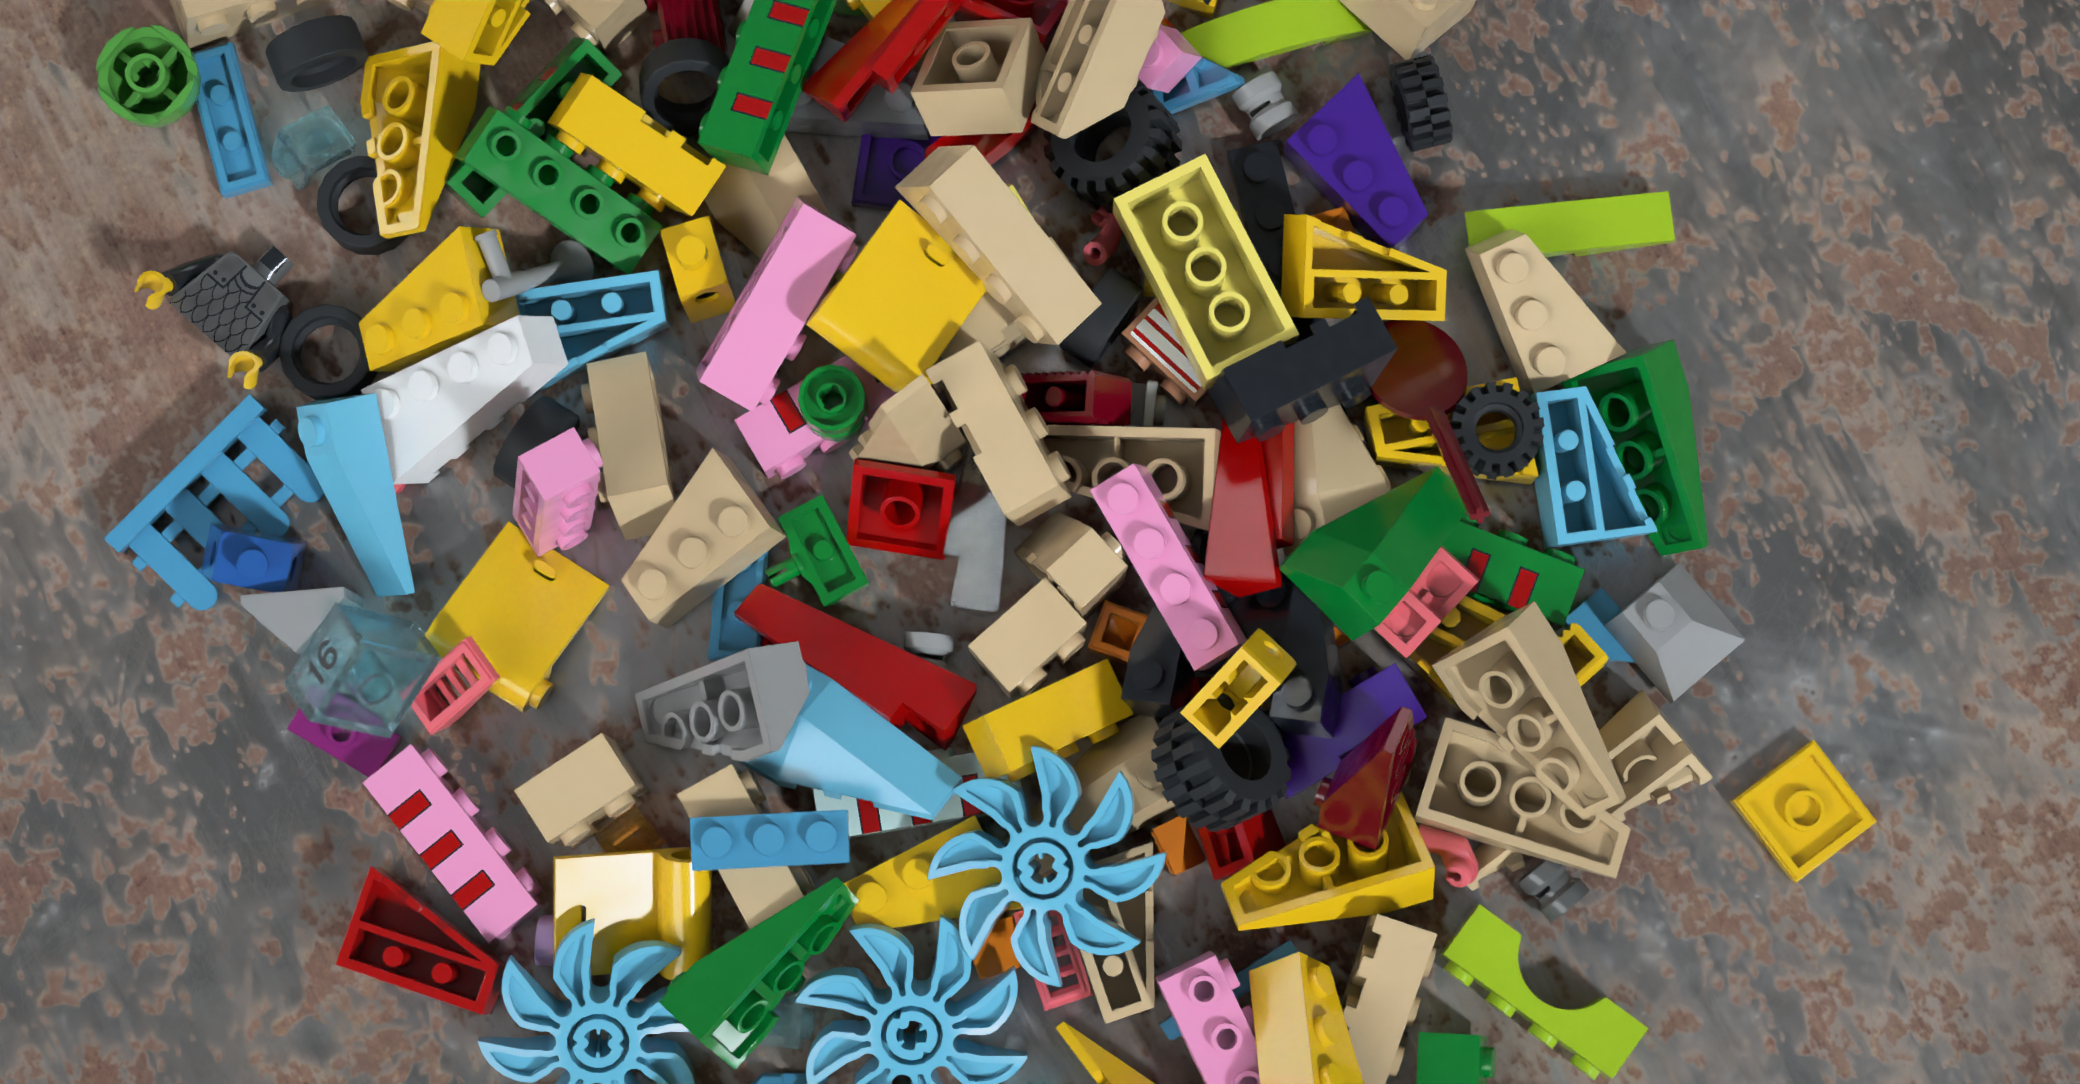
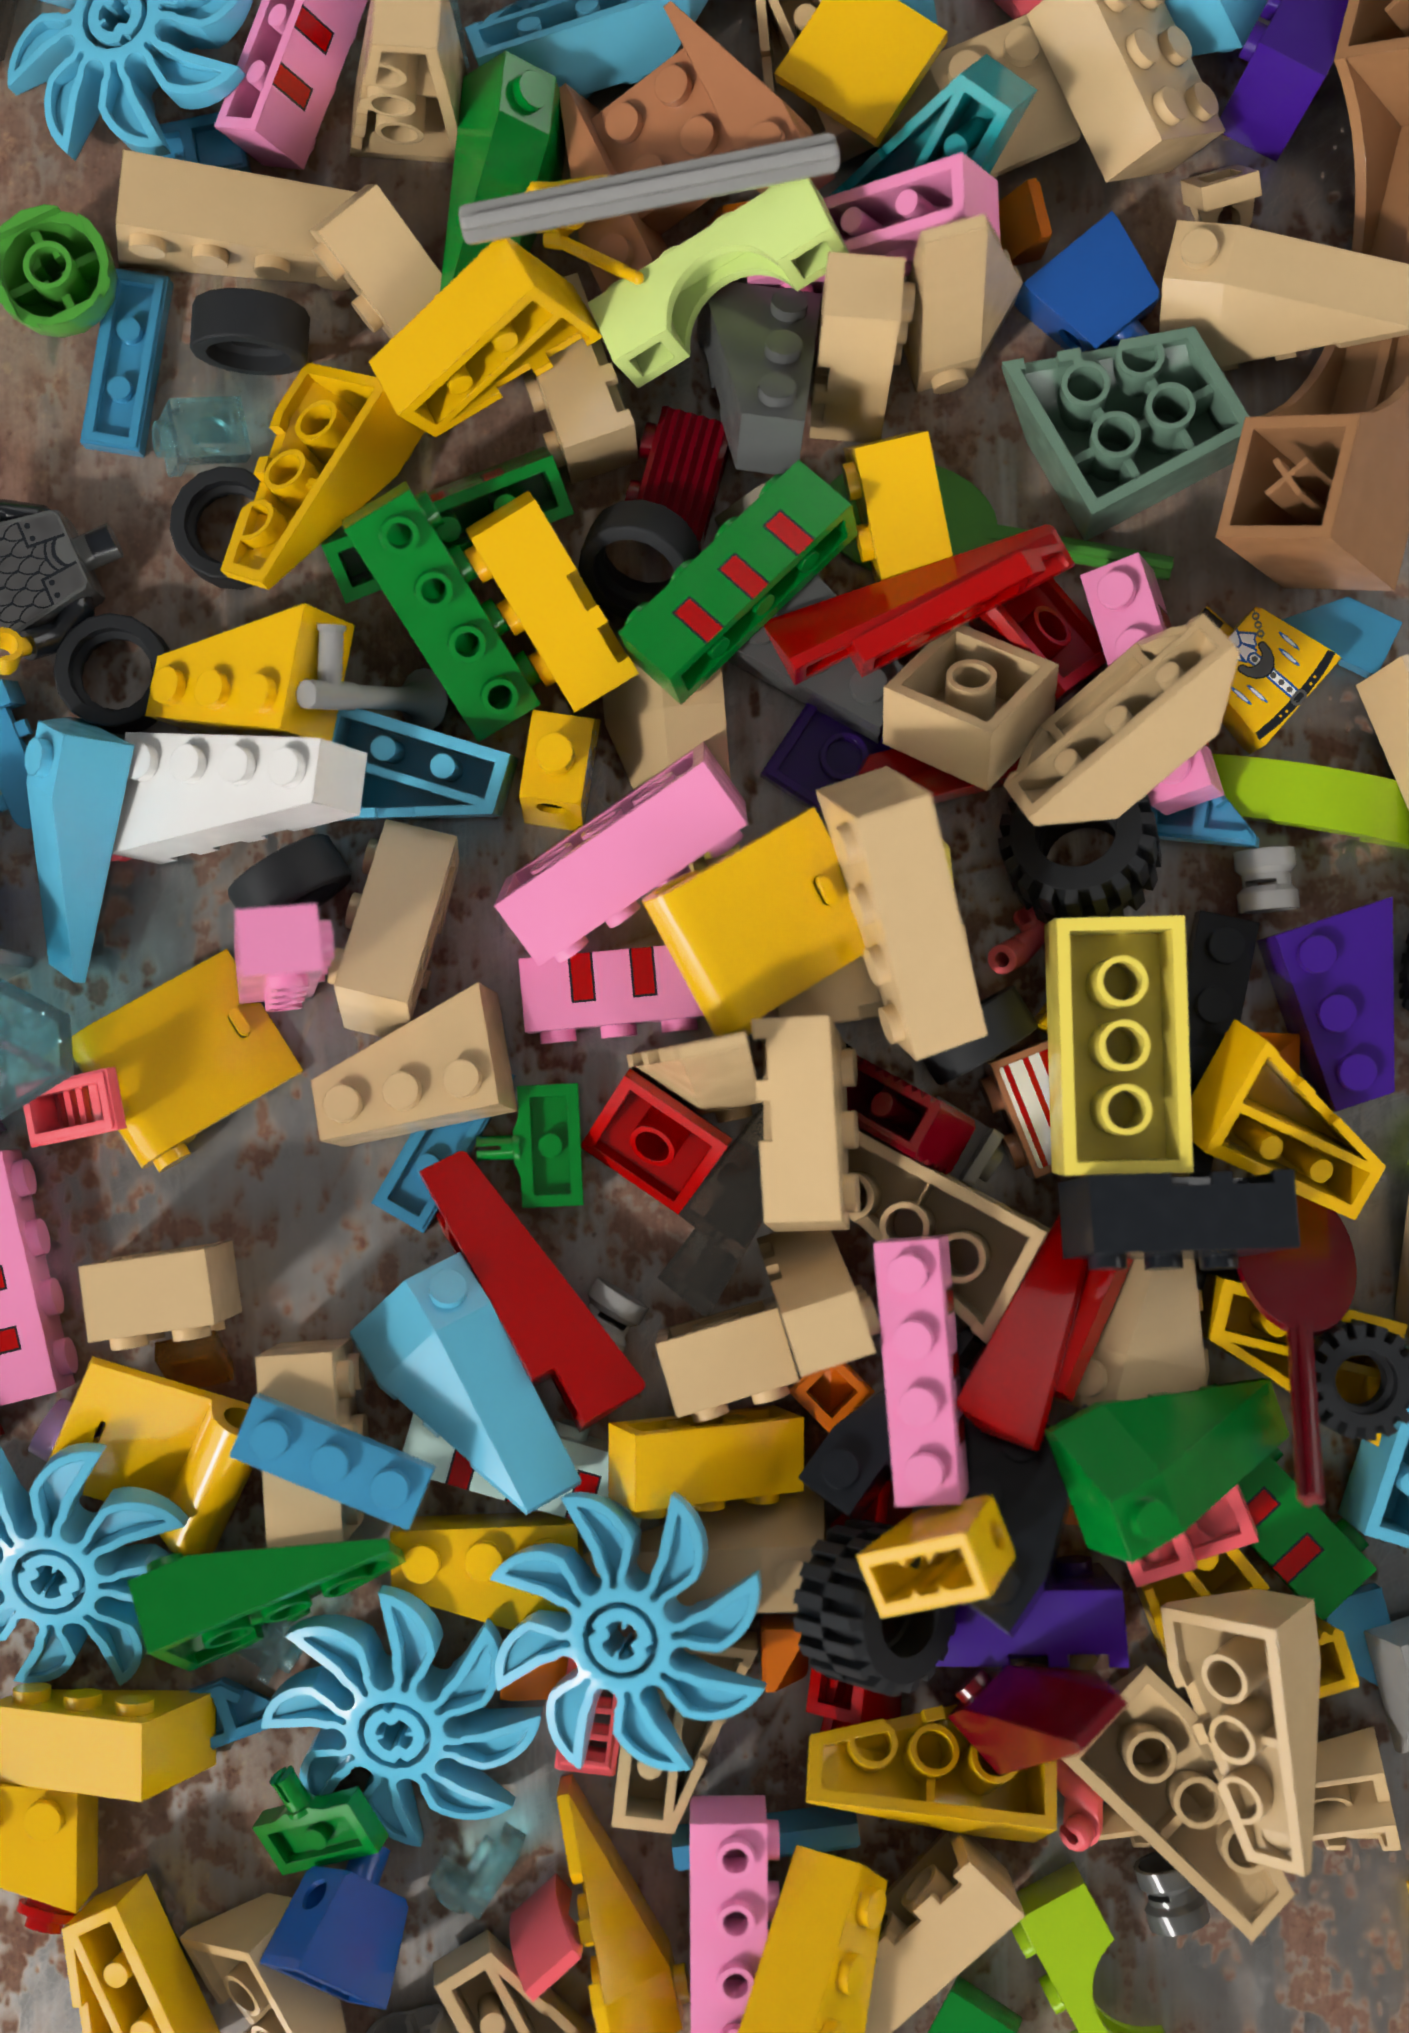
camera: 25 degrees right, 5 degrees up
(729, 706) = (364, 1283): light grey wedge -> none
(833, 403) = (633, 996): green wheel -> none

